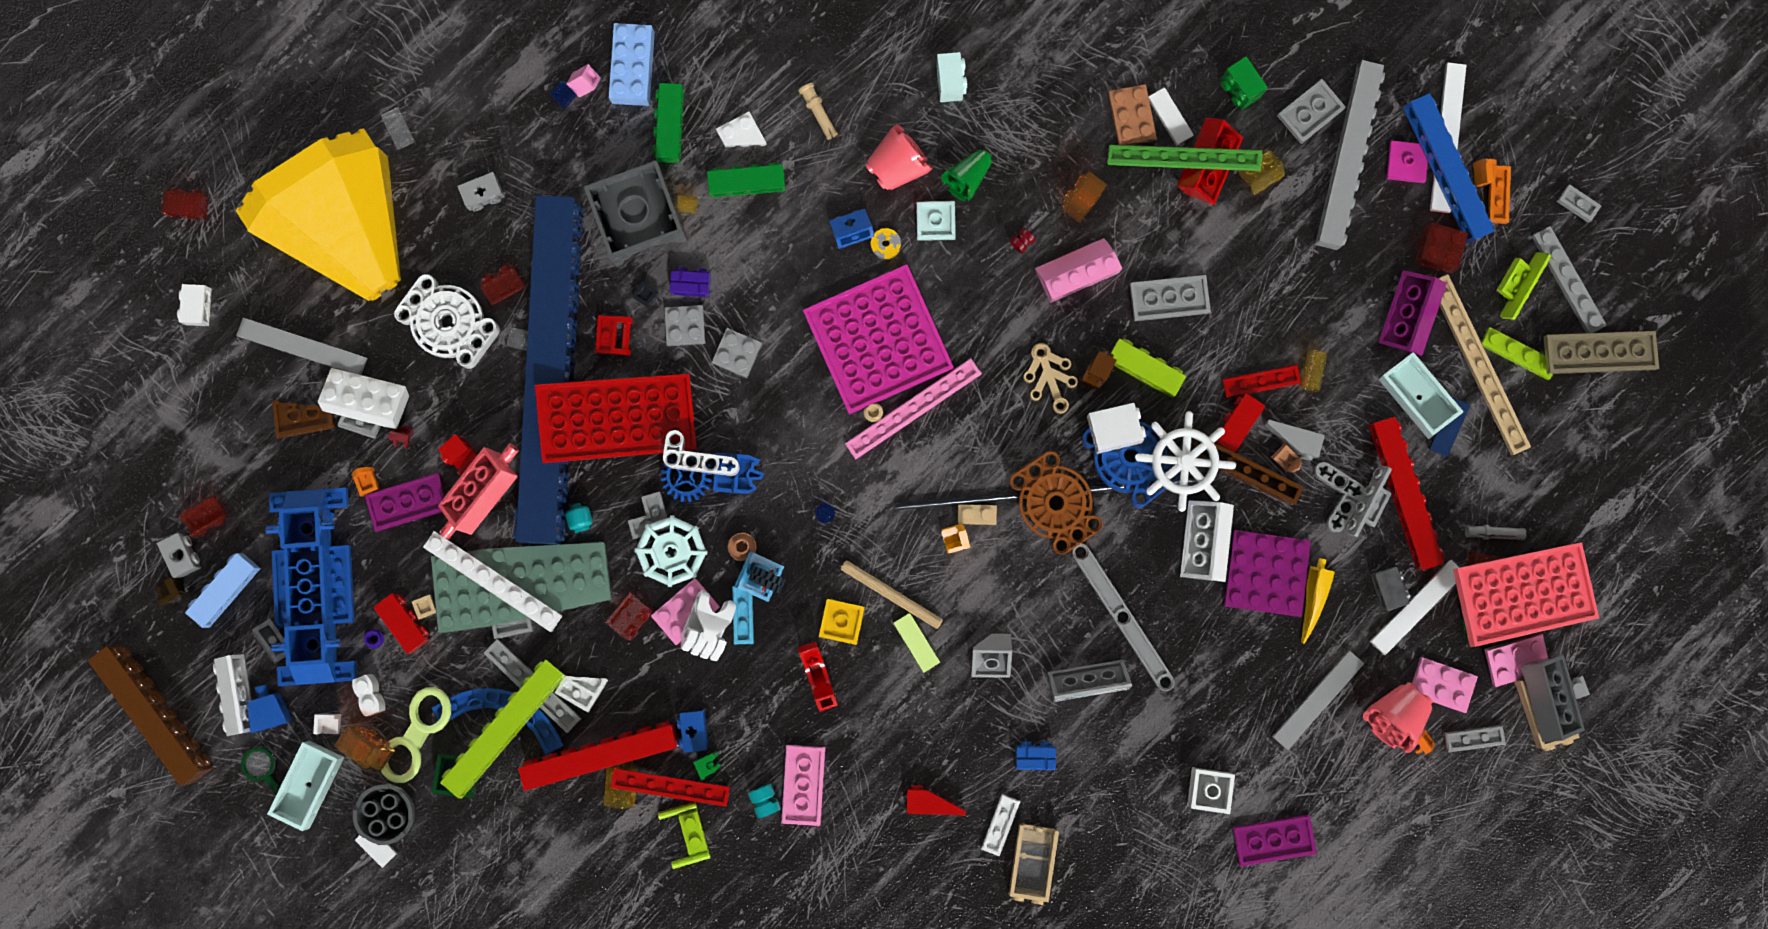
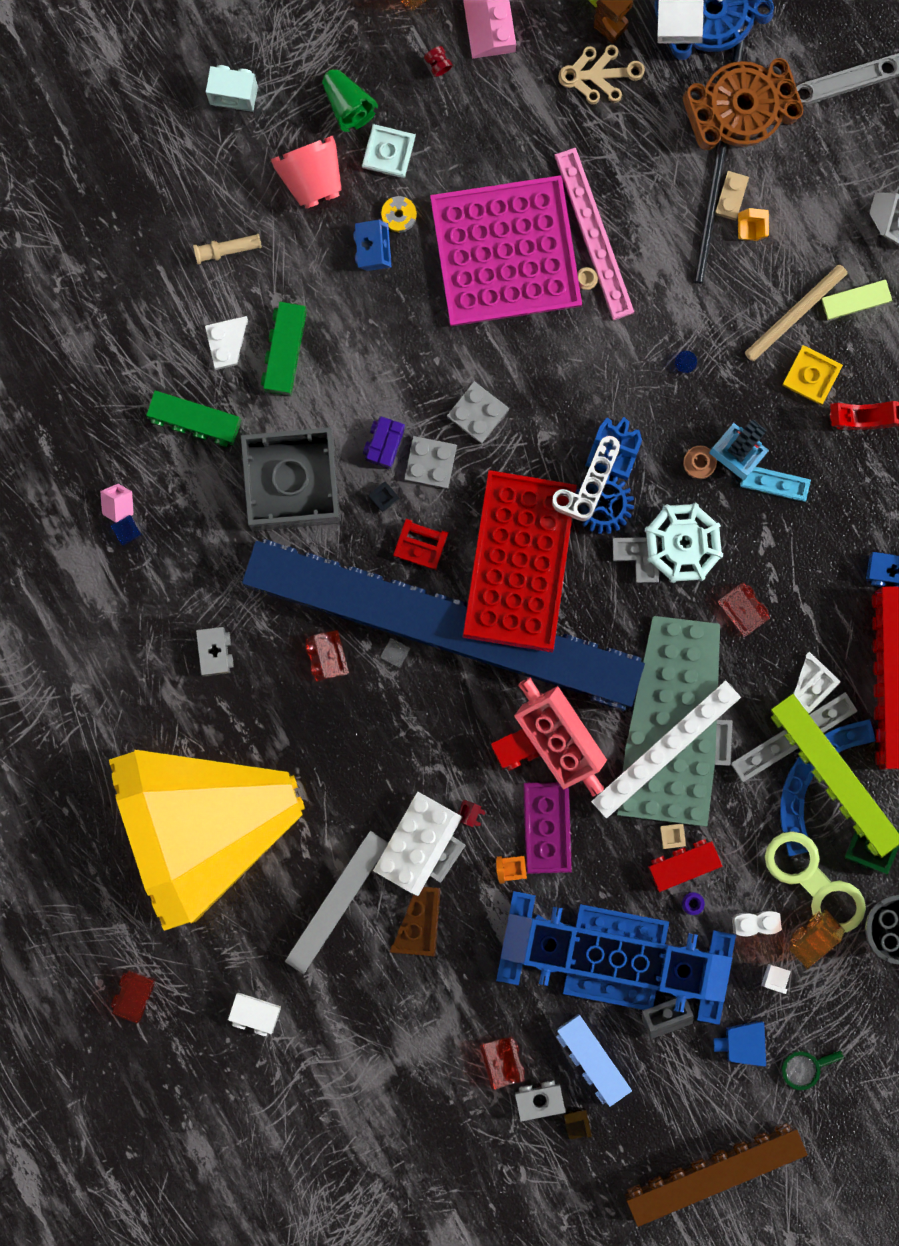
camera: 70 degrees left, 0 degrees up
(234, 693) = (716, 1076): white slope -> none
(295, 801) = (856, 1034): light aqua piece -> none
(397, 128) = (111, 730): clear tile -> none
(433, 308) = (353, 706): white piece -> none
(578, 518) = (619, 635): teal head -> none
(631, 64) = (114, 442): light blue brick -> none
(675, 612) = (754, 545): bright pink plate -> none
(687, 204) = (292, 421): clear yellow beam -> none
(705, 628) = (780, 524): white piece -> none

